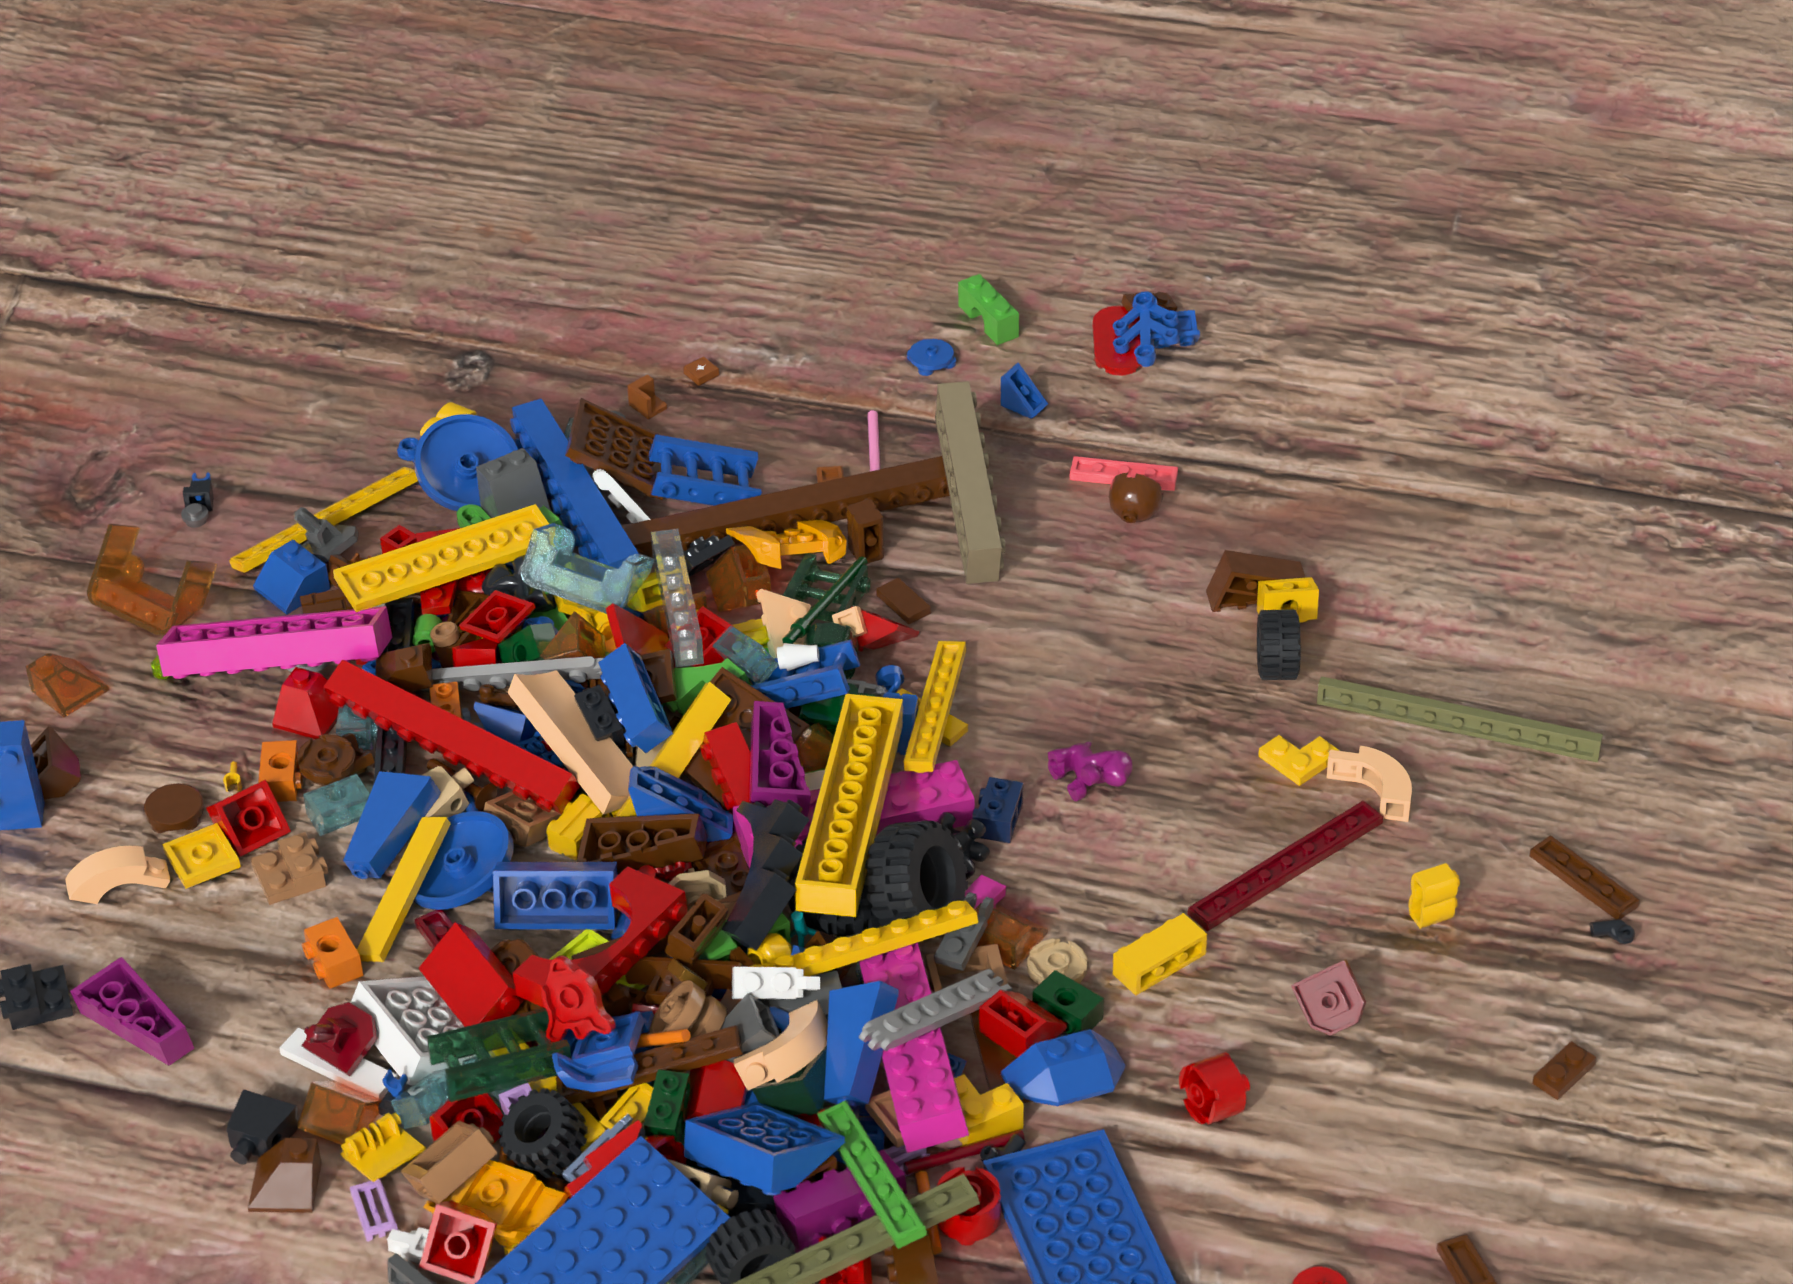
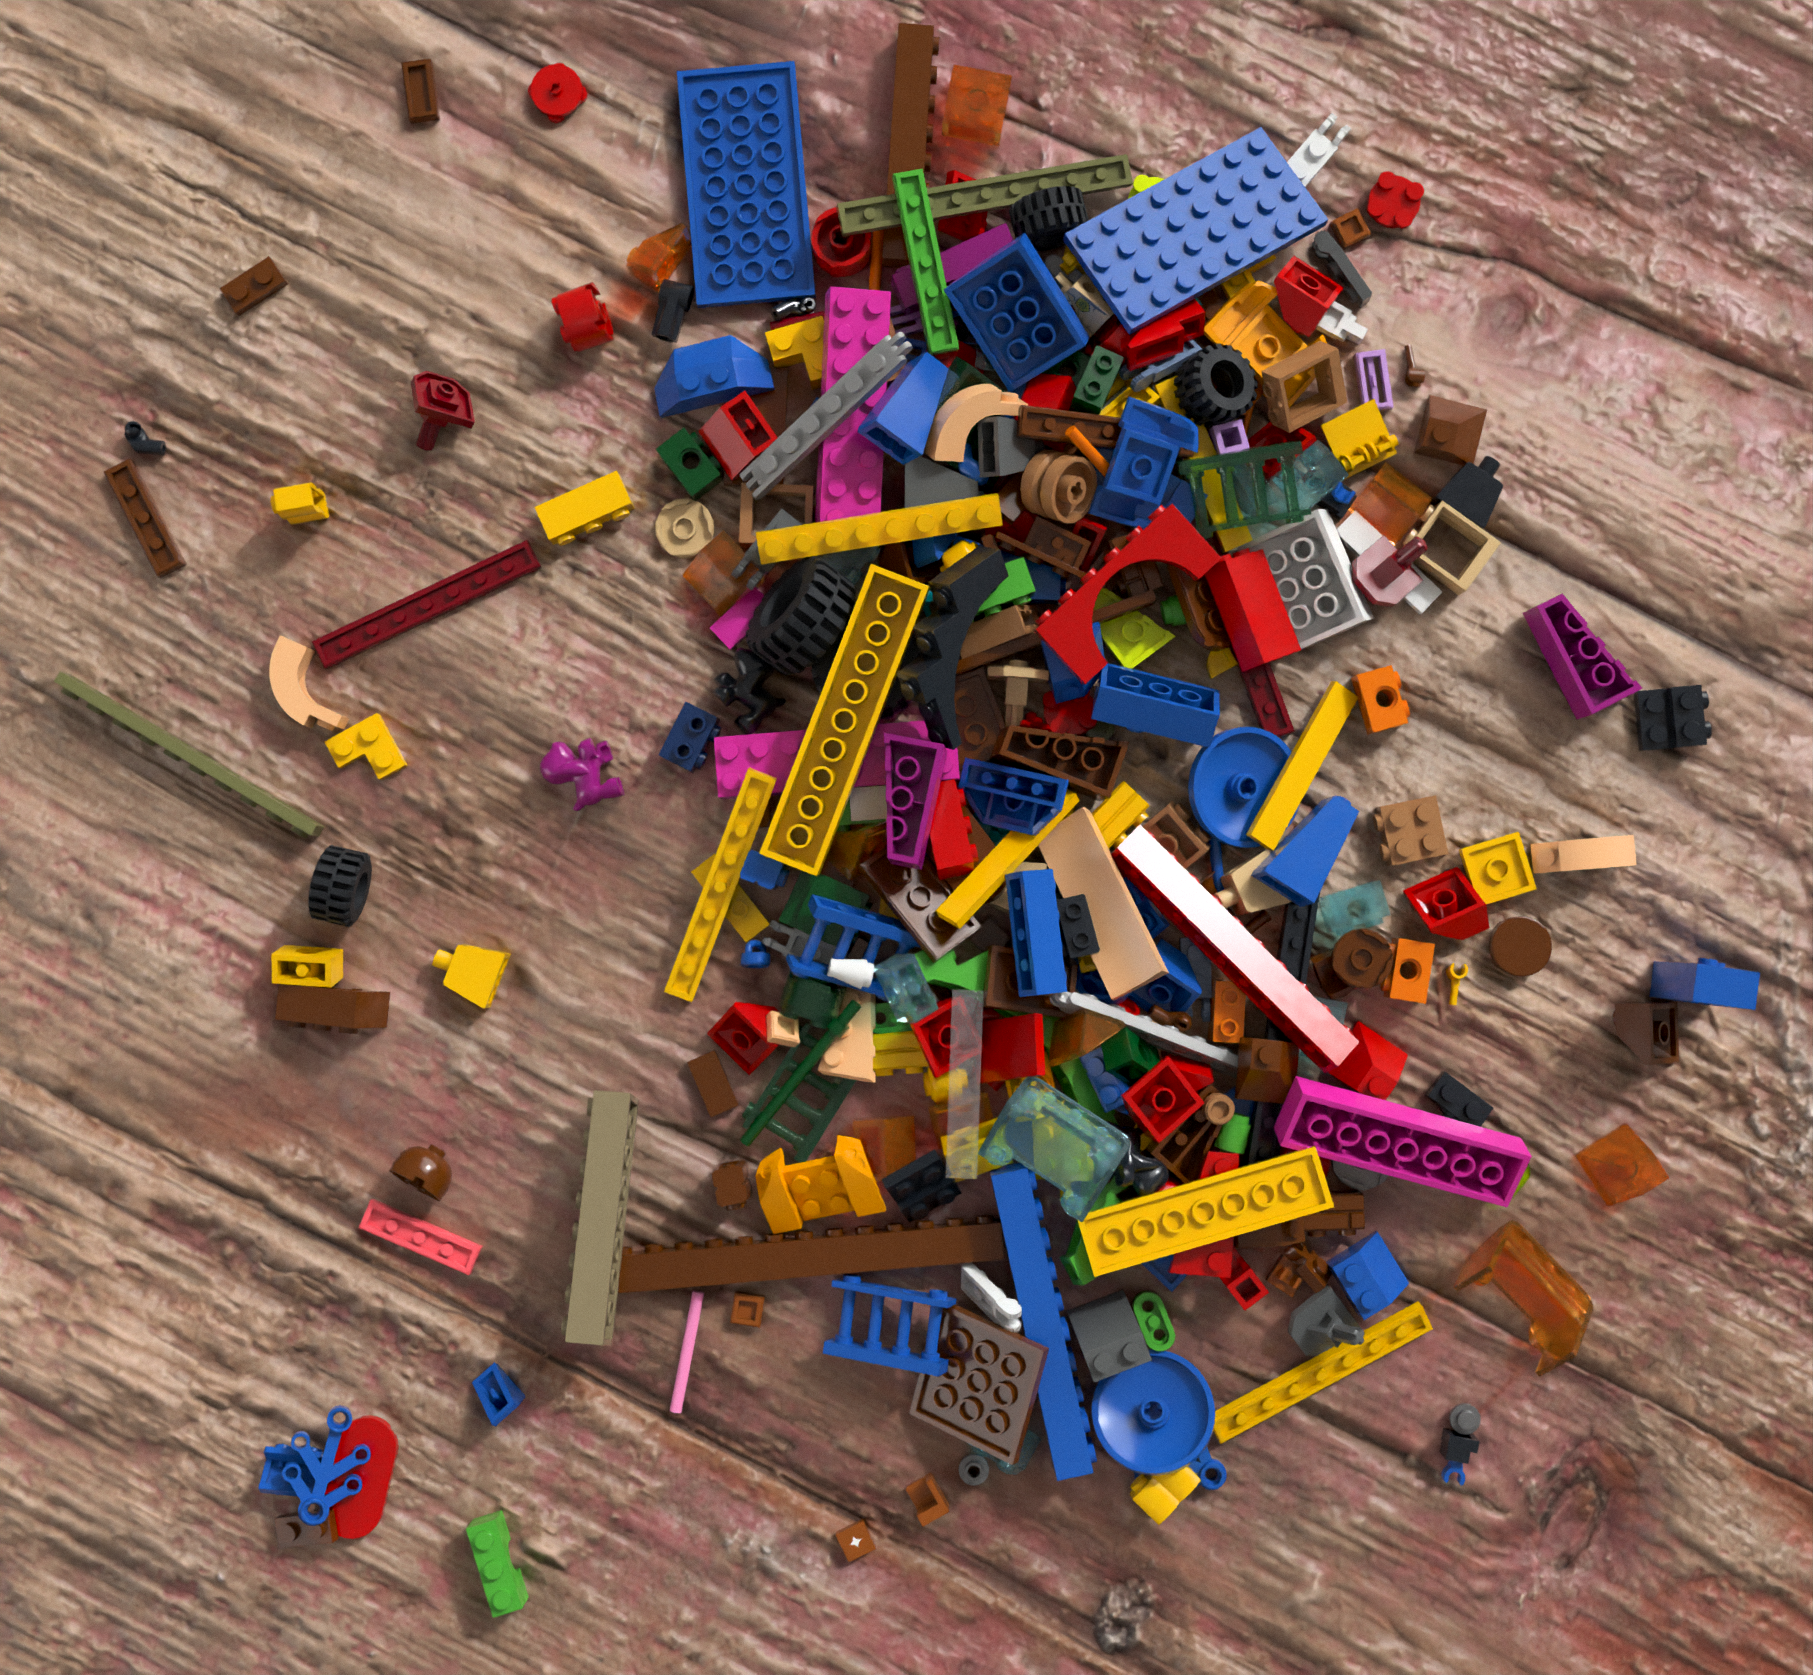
camera: 165 degrees left, 45 degrees up
(222, 699) = (1458, 1101): none -> black plate
(268, 1053) = (1486, 543): none -> tan window
(330, 1218) = (1413, 376): none -> reddish brown hand
(573, 1002) = (1172, 496): red tile -> none
(684, 973) = (1050, 534): pearl gold tile -> none
(696, 930) = (1034, 569): reddish brown brick -> none
(771, 982) = (971, 489): white hinge -> none
(931, 355) = (584, 1501): blue piece -> none
(1128, 1125) = (673, 302): none -> black piece
(1141, 627) = (473, 972): none -> yellow torso
(1156, 1153) = (659, 256): none -> clear orange slope

